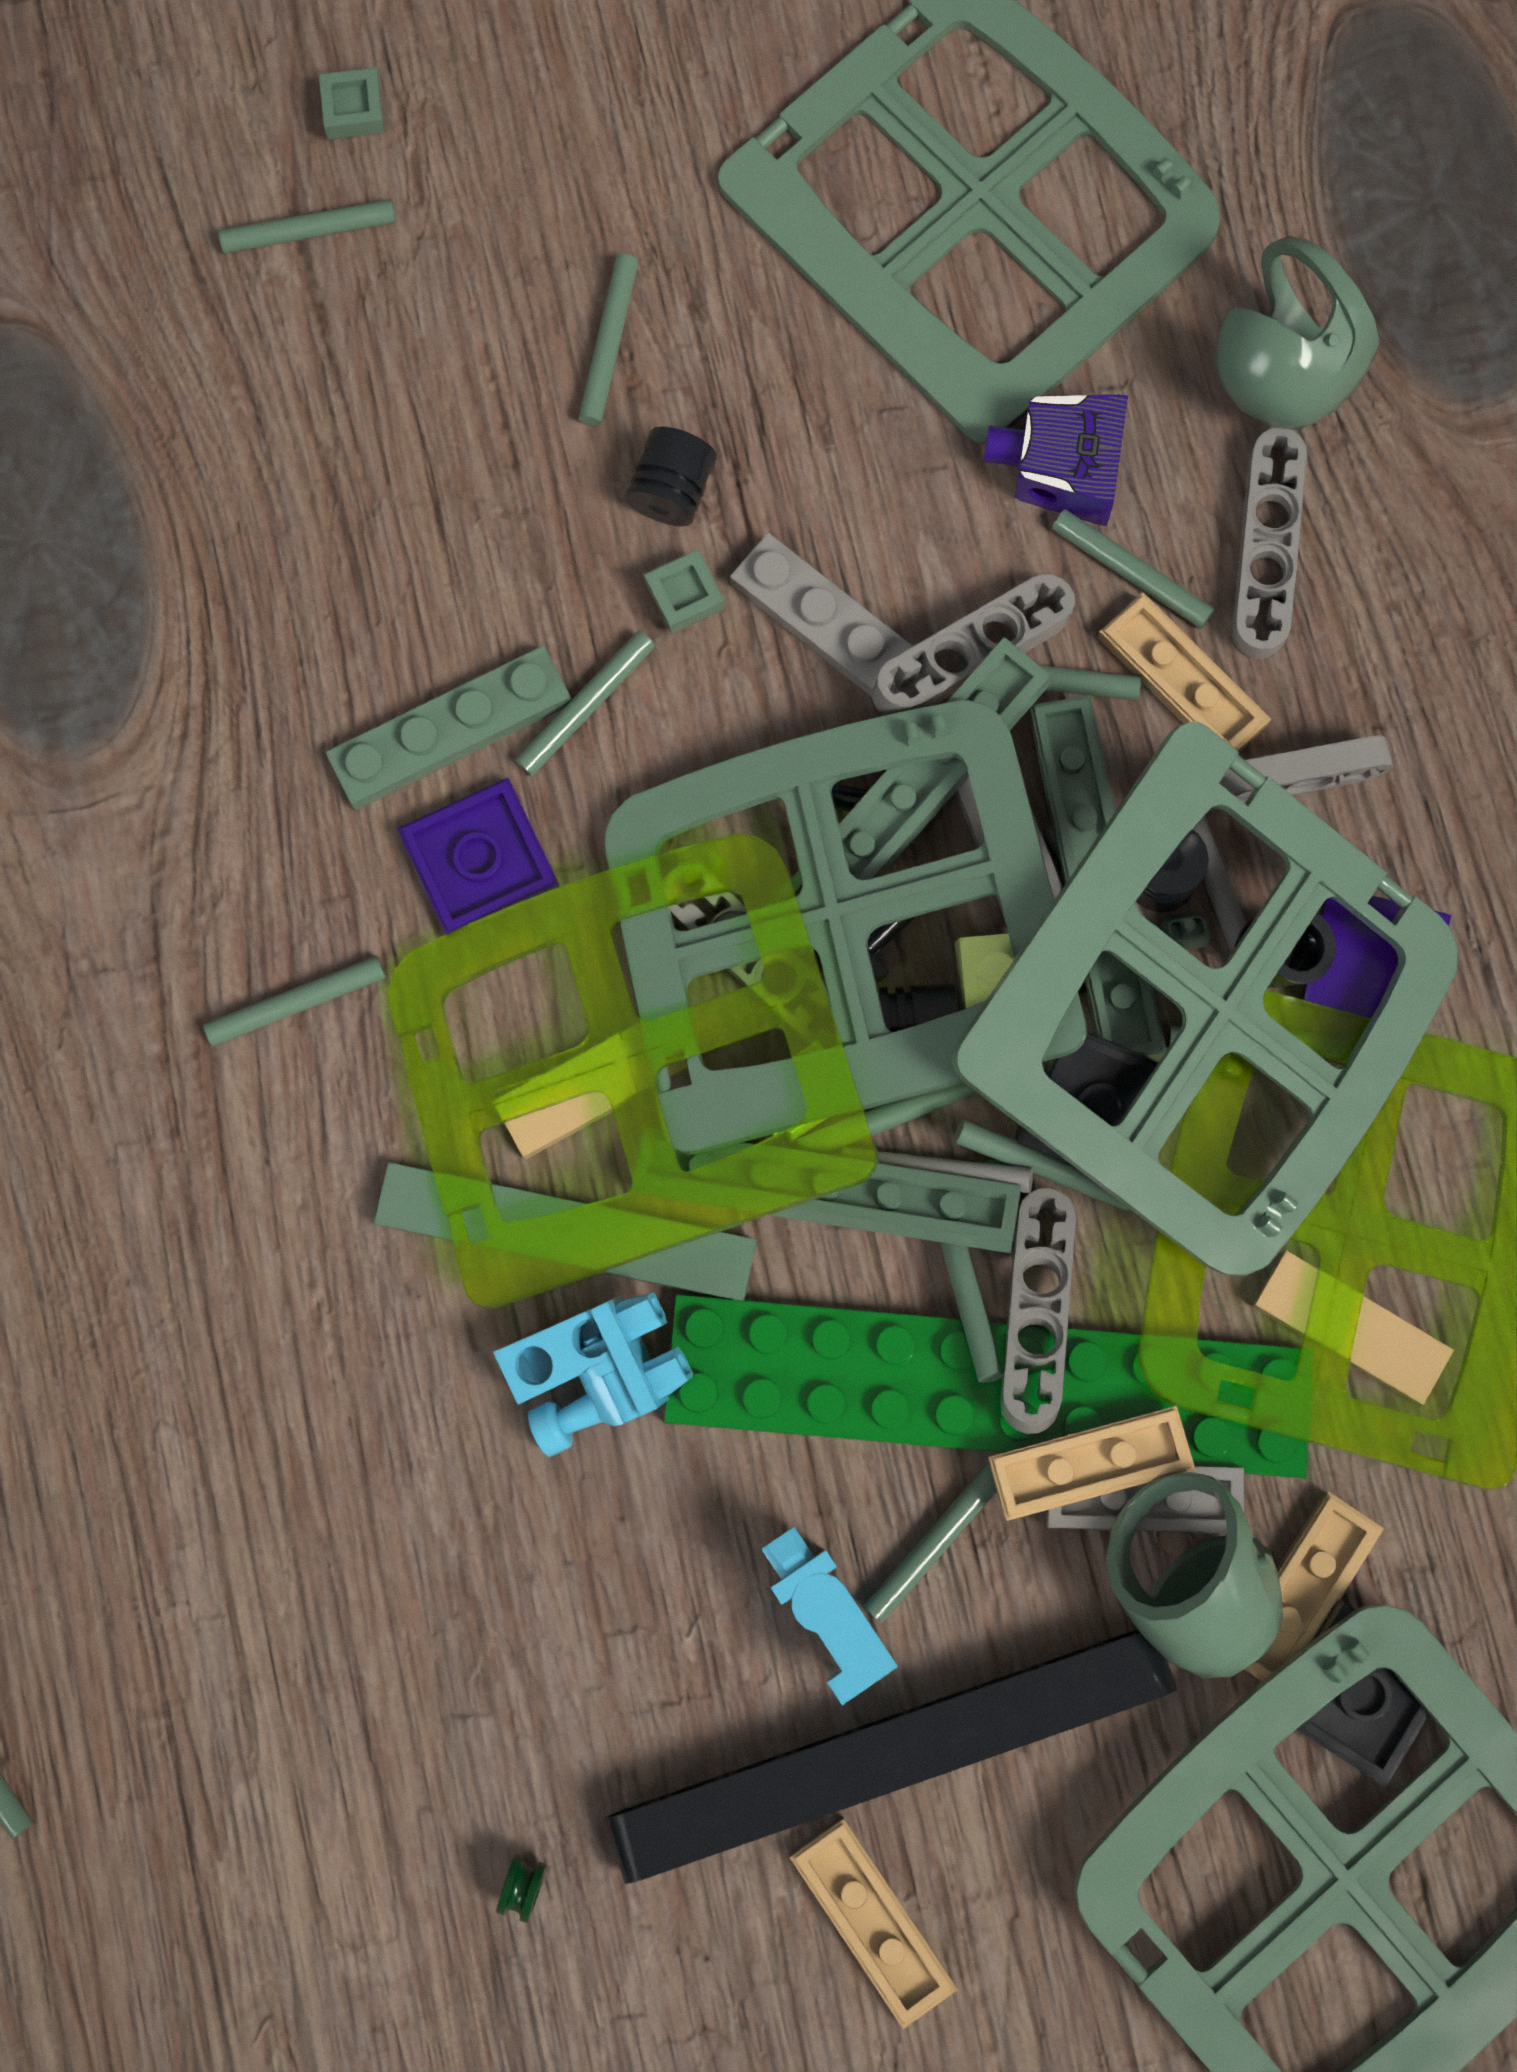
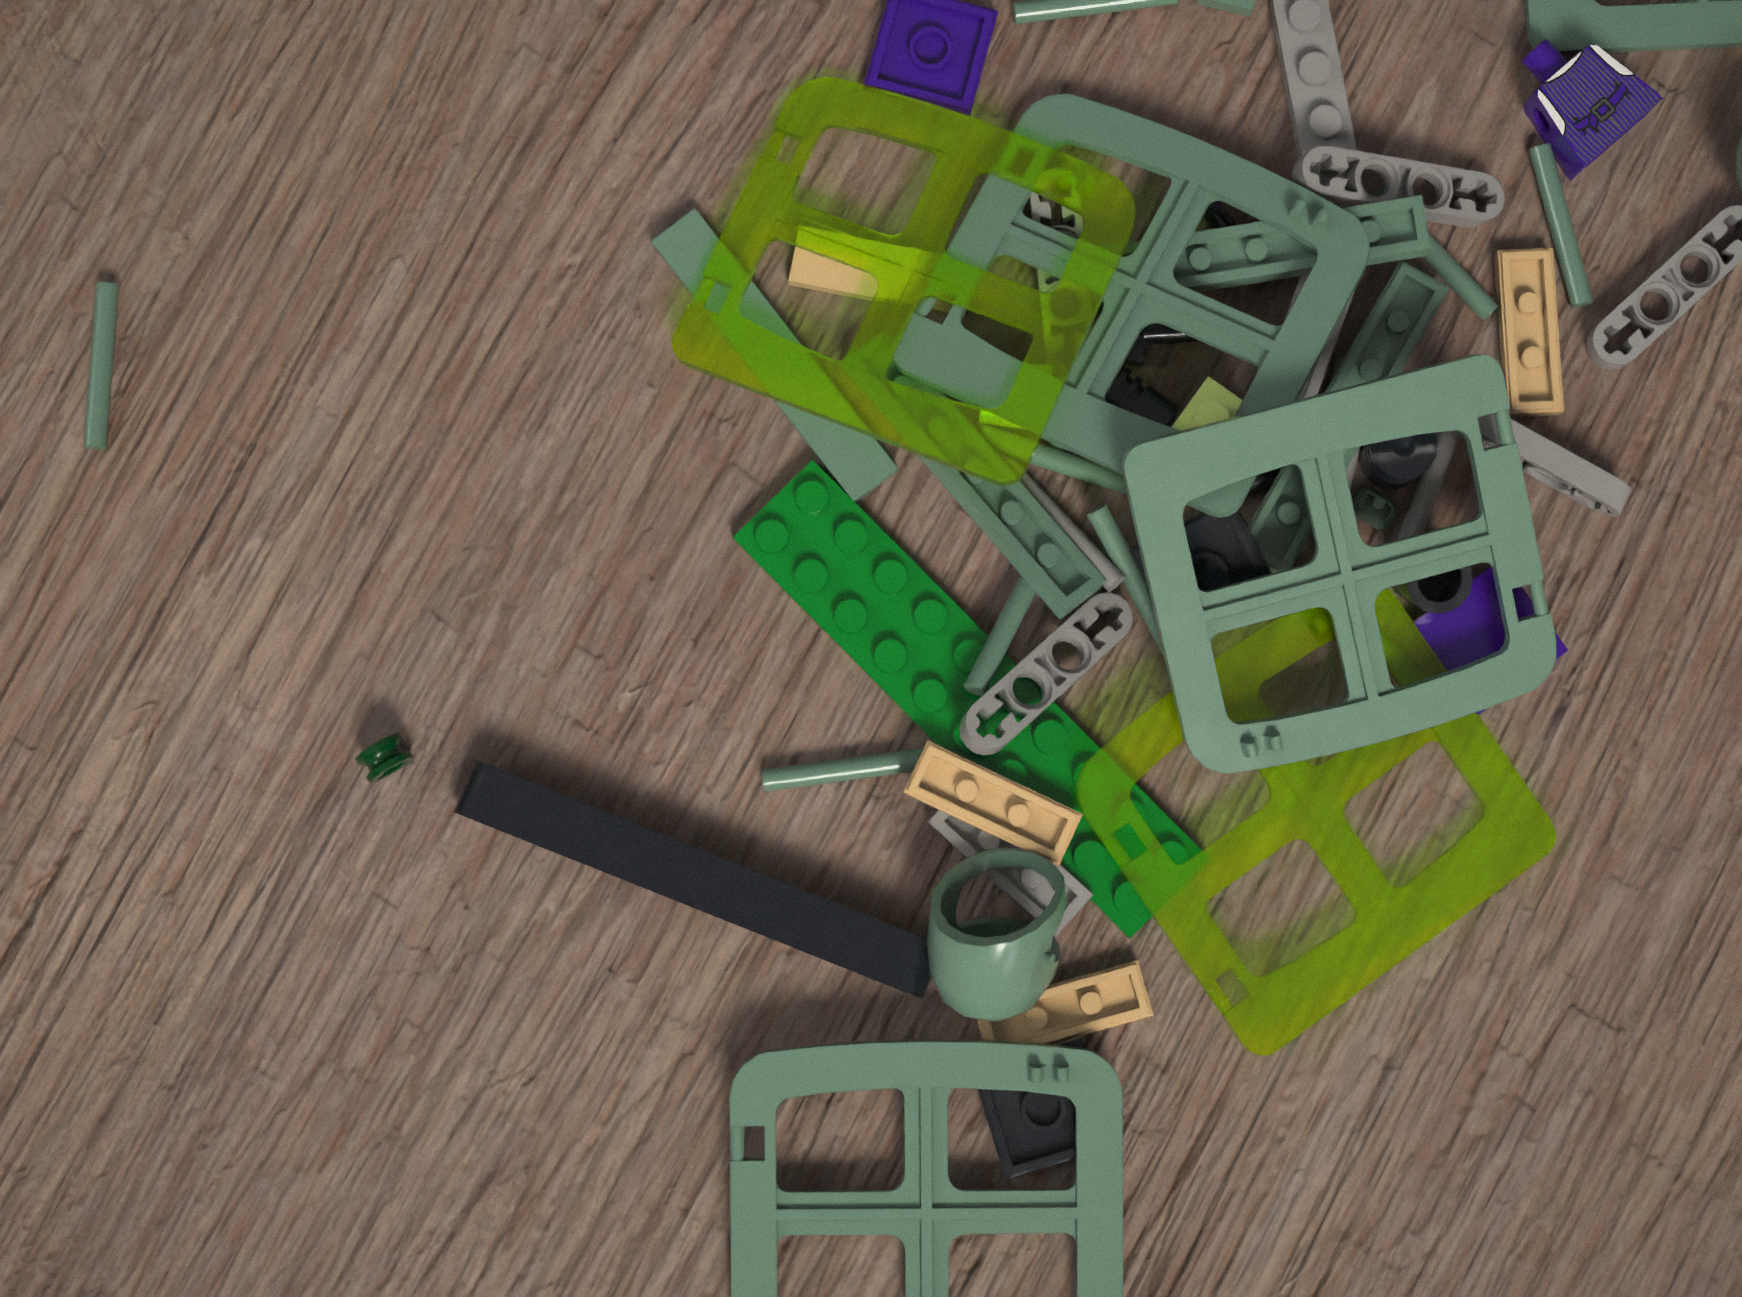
camera: 35 degrees right, 5 degrees up
(294, 1001) = (724, 45): sand green bar -> none
(607, 1356) = (730, 465): medium azure hips -> none
(830, 1611) = (734, 747): medium azure hips -> none
(873, 1922) = (593, 976): tan tile -> none
(1383, 1344) = (1261, 894): tan tile -> none

